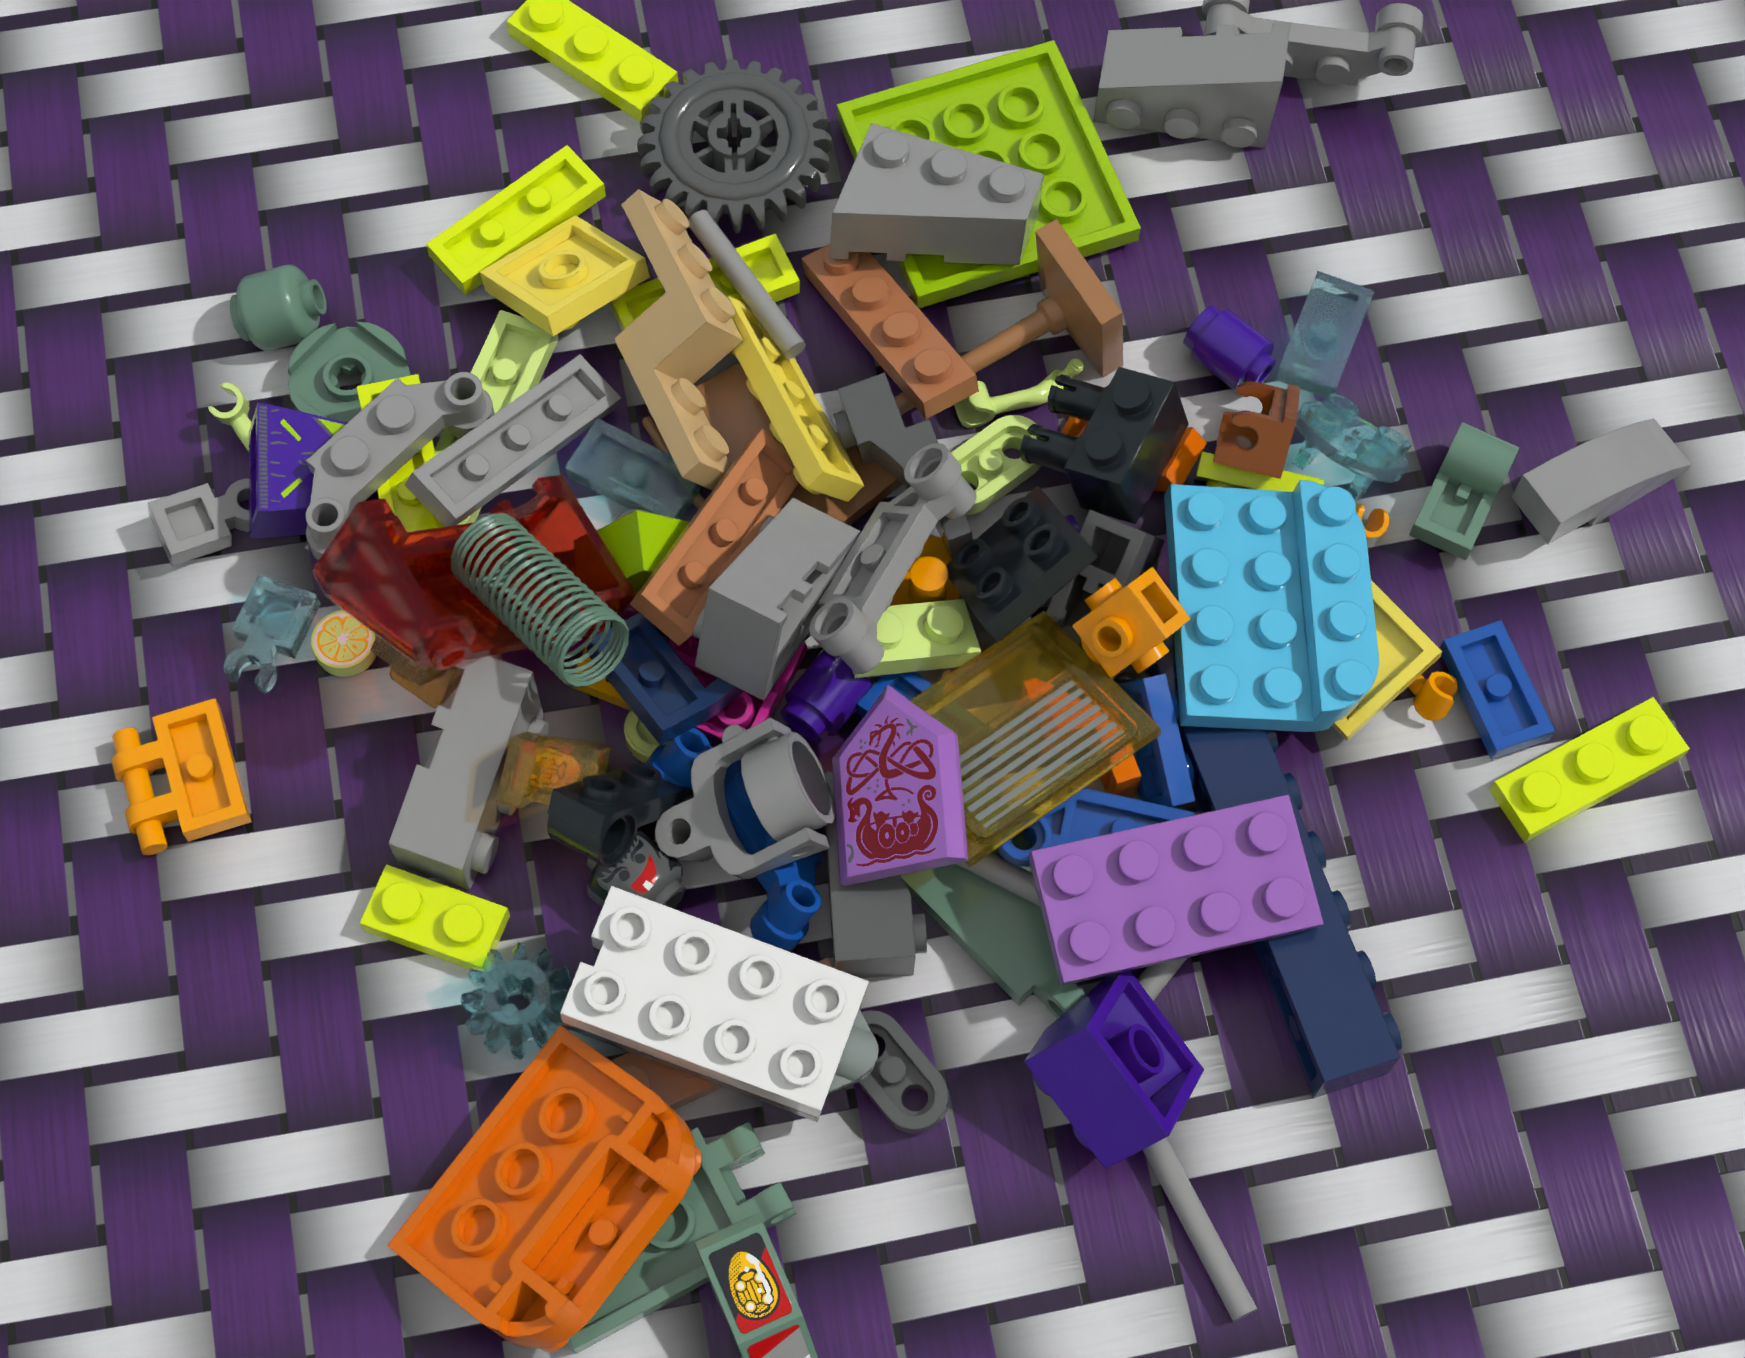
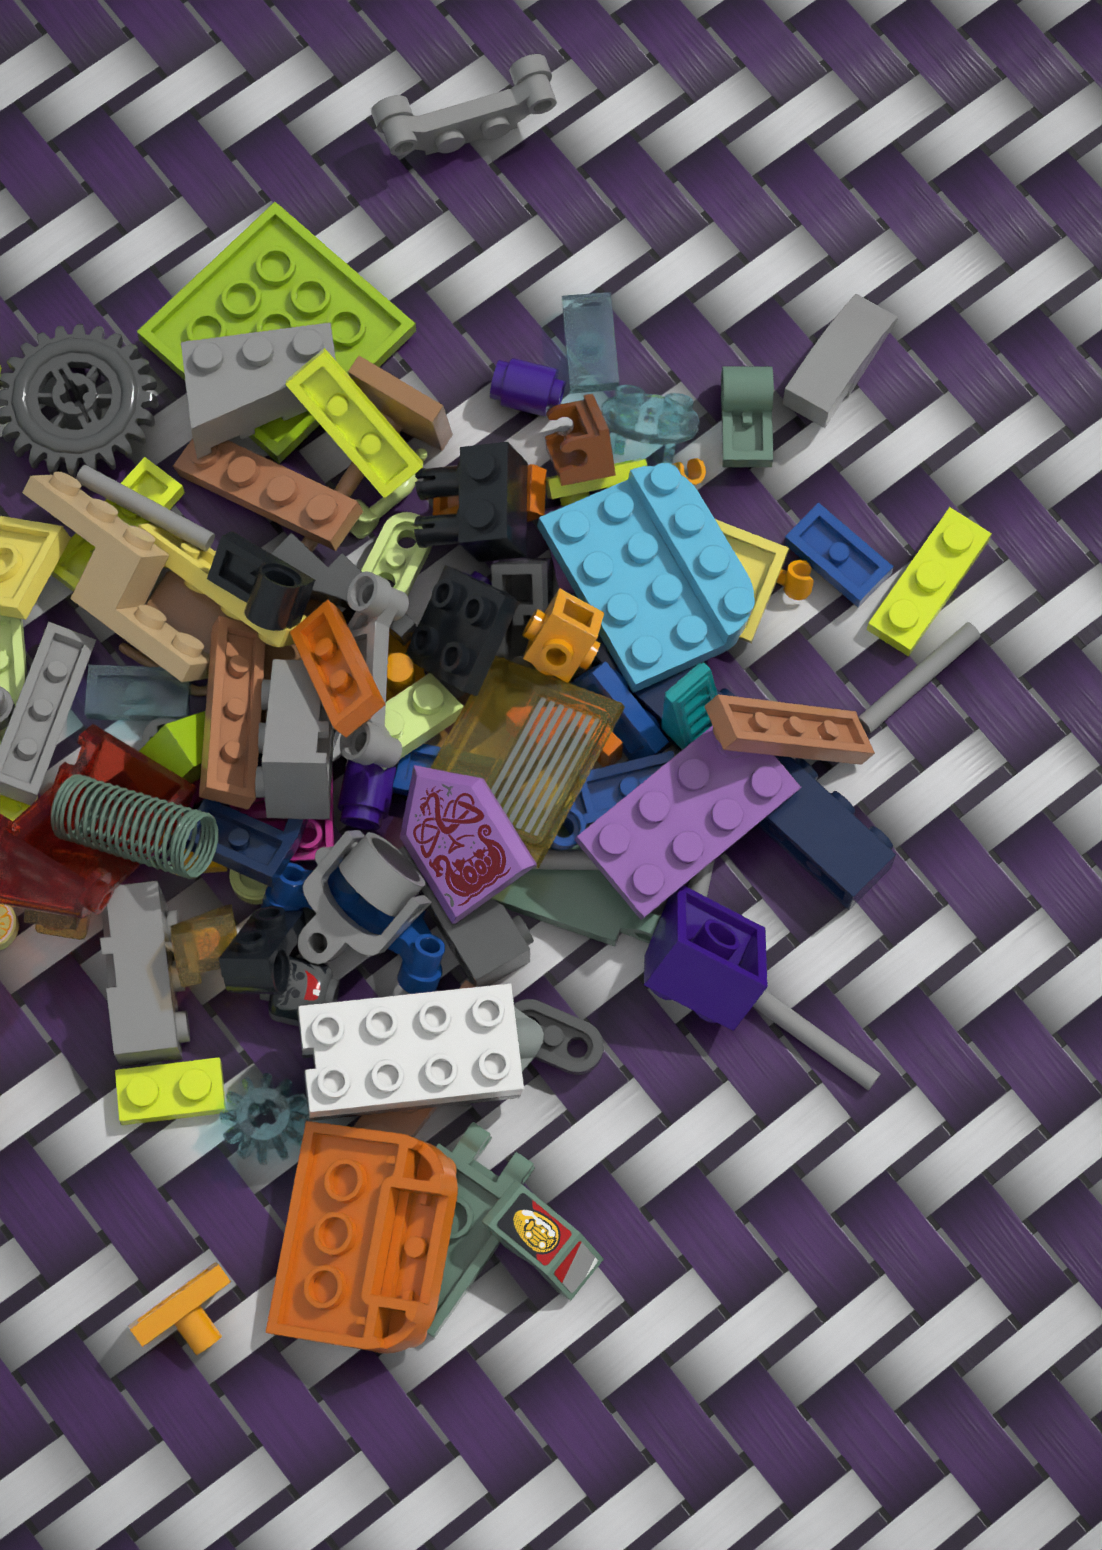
camera: 25 degrees left, 5 degrees up
(310, 1175) = (185, 1312): none -> light orange tile
(828, 415) = (270, 587): none -> black plate
(853, 535) = (337, 668): none -> orange plate
(1015, 289) = (354, 423): none -> neon yellow plate
(1194, 85) = (398, 191): light grey wedge -> none
(1238, 765) = (683, 708): none -> teal slope
(1340, 850) = (788, 730): none -> nougat plate
(1525, 871) = (919, 677): none -> light grey bar

